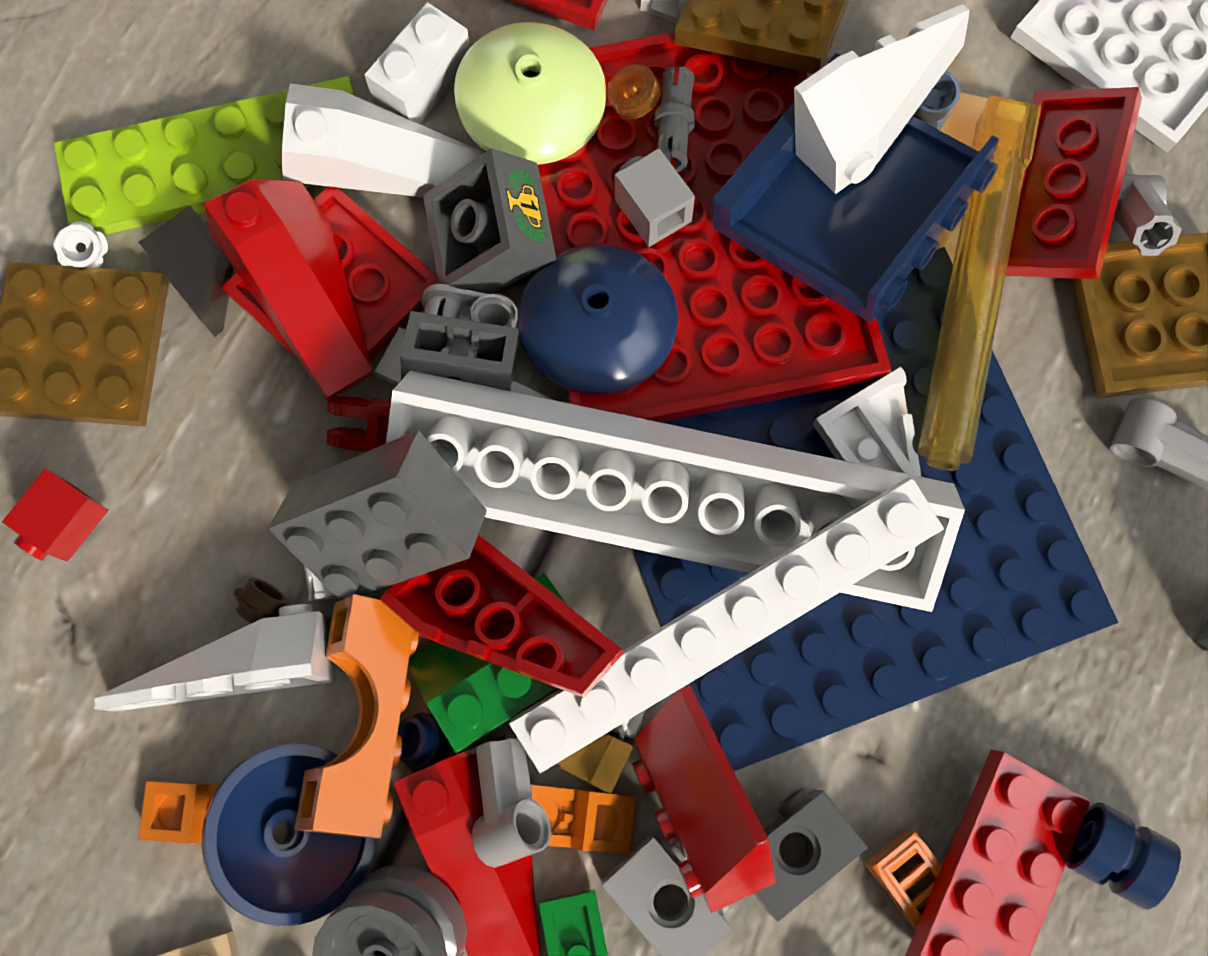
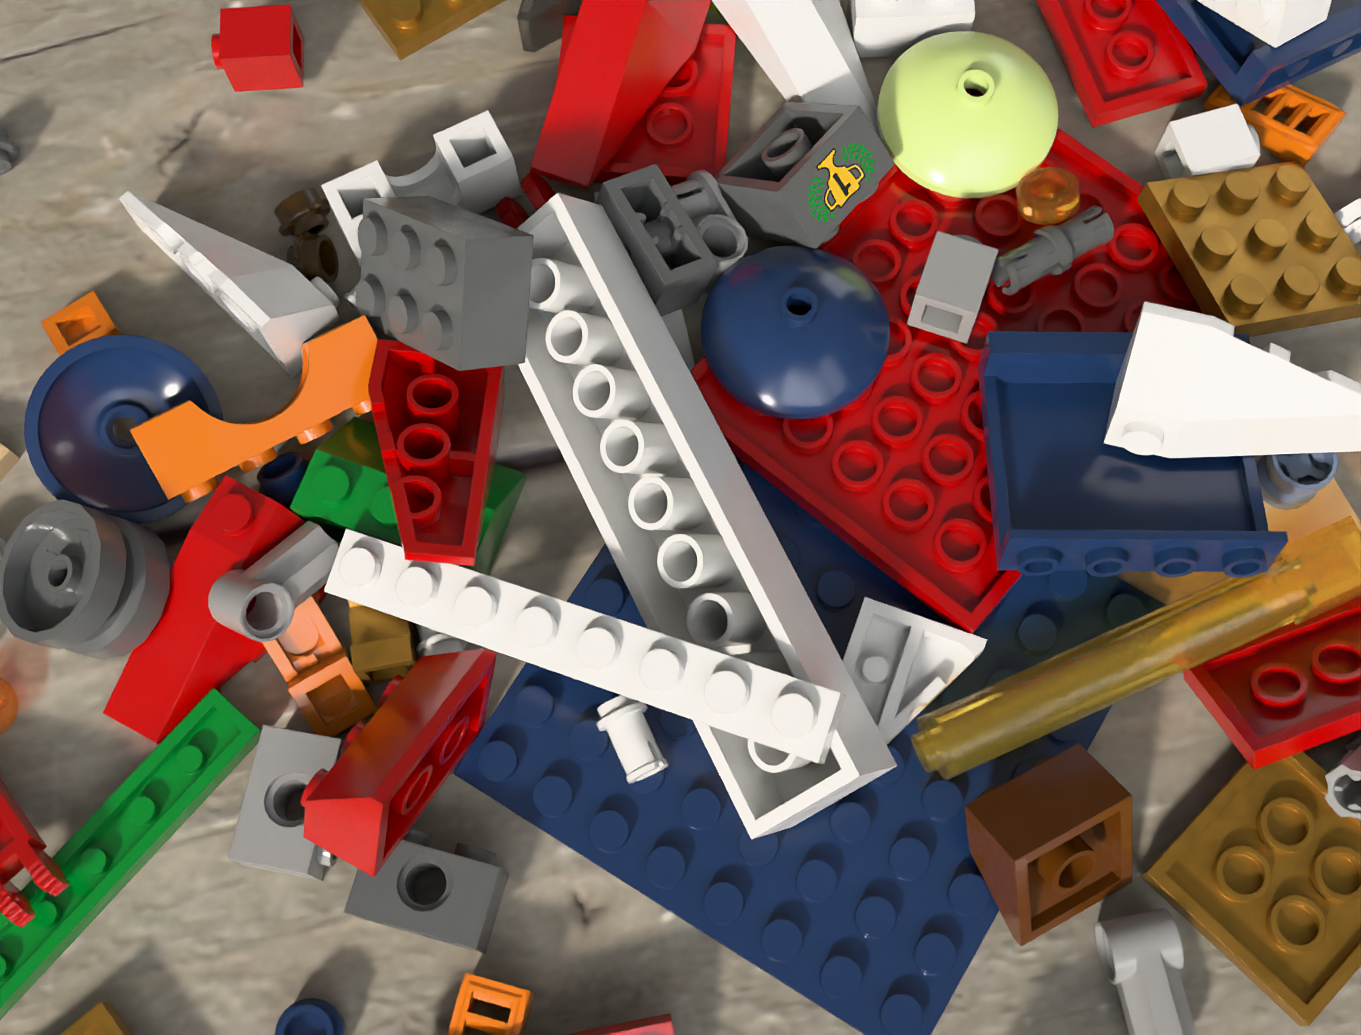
camera: 60 degrees right, 5 degrees down
(217, 583) = (303, 213): none -> dark brown plate
(288, 448) = (467, 170): none -> white arch
(800, 641) = (631, 737): none -> white pin
(1050, 429) = (1052, 841): none -> reddish brown slope

